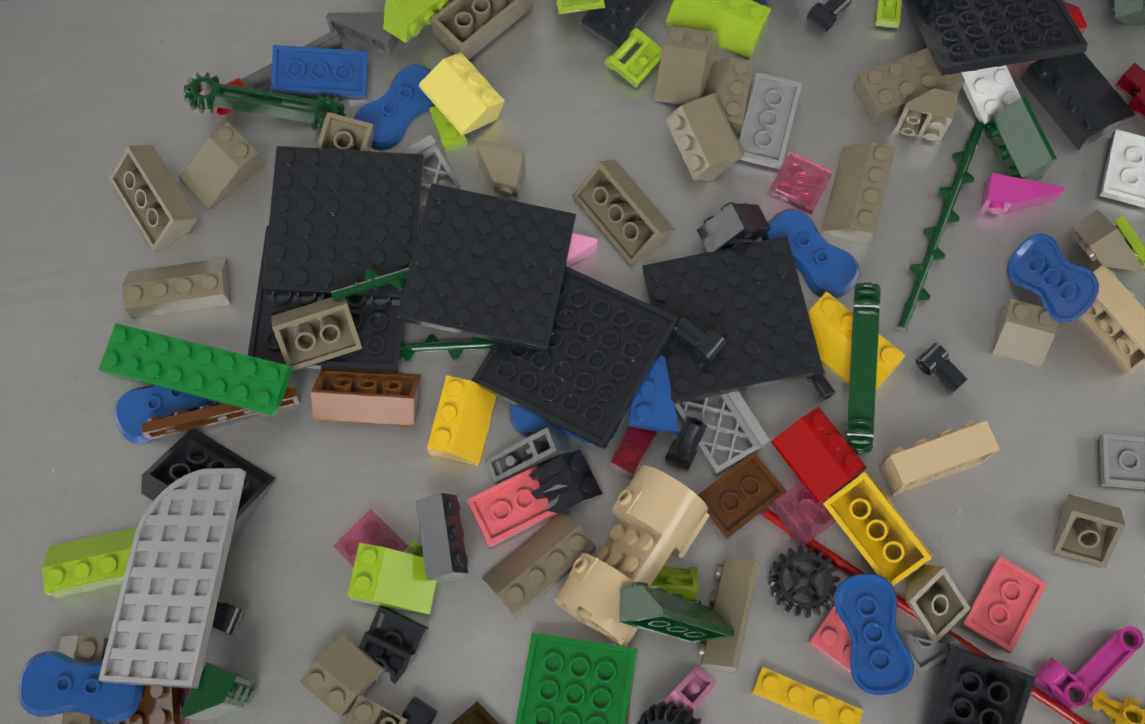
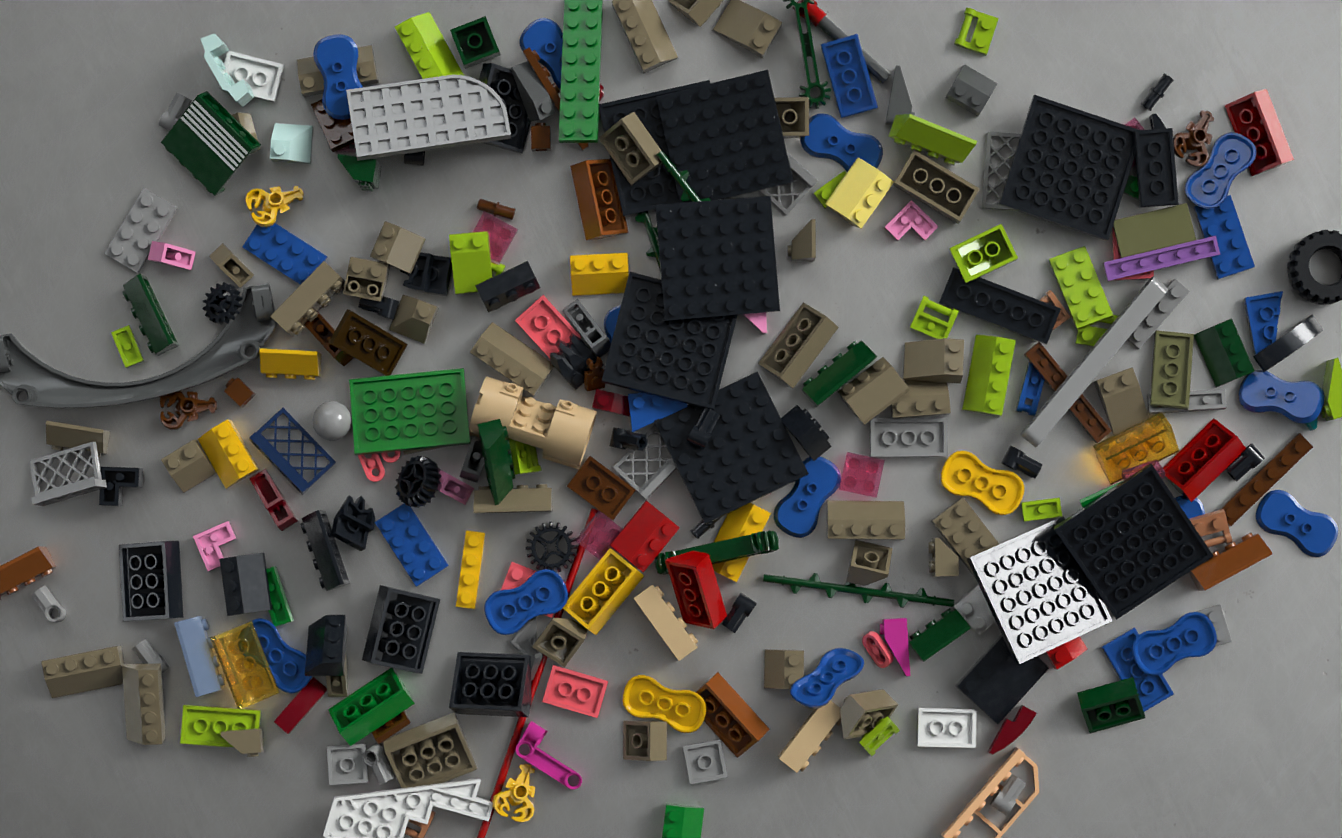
camera: 75 degrees right, 15 degrees up
(109, 494) = (475, 42): none -> dark green brick
(202, 438) = (533, 93): none -> dark grey slope
(263, 446) = (540, 137): none -> reddish brown brick
(335, 530) = (496, 209): none -> reddish brown axle
(444, 682) = (413, 318): none -> dark tan slope
(509, 53) = (911, 217): none -> bright pink plate
(593, 462) = (594, 375): none -> reddish brown plate
(661, 651) = (473, 462): none -> dark grey slope
(672, 172) = (839, 373): none -> dark green slope
(834, 66) = (996, 489): none -> yellow plate
(905, 404) = (696, 589): none -> red slope
(913, 201) = (868, 563): none -> dark tan slope
(1019, 220) = (877, 649): none -> coral plate
(1033, 508) = (649, 699): none -> yellow plate
(1072, 416) = (730, 716): none -> dark orange slope

